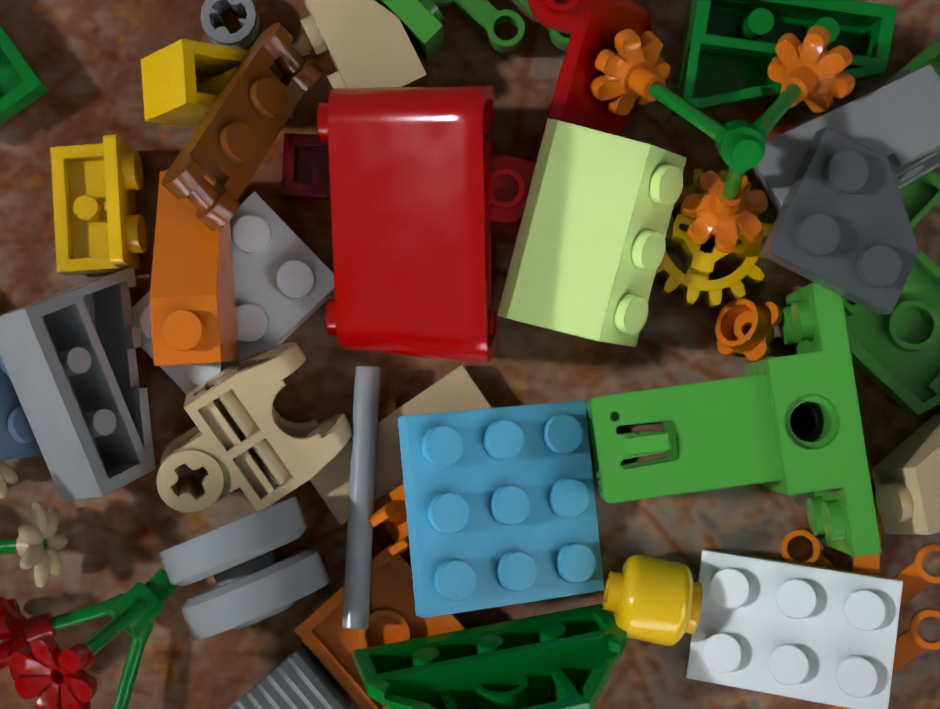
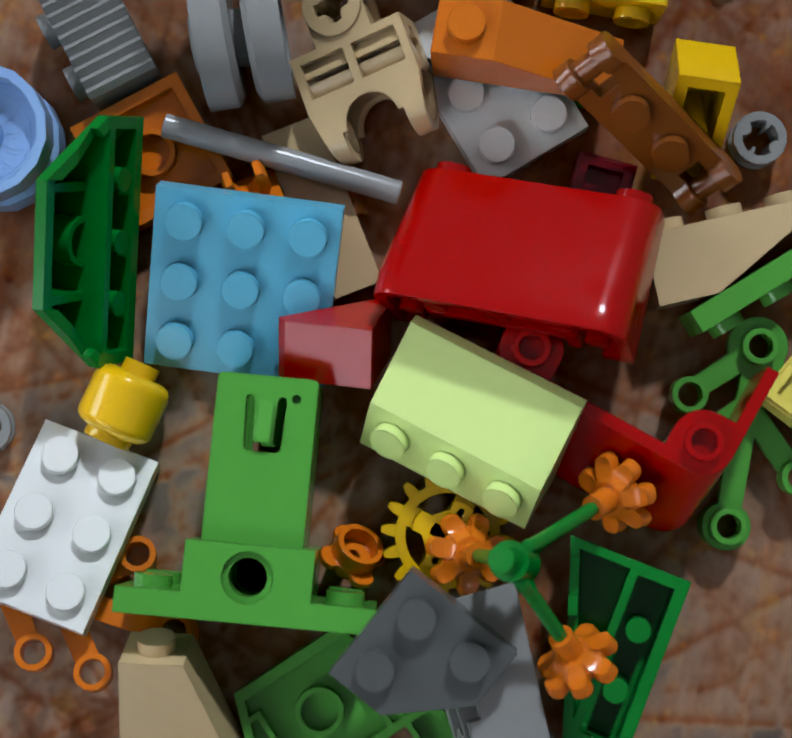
camera: 100 degrees right, 0 degrees up
(544, 393) = (336, 344): none -> red slope

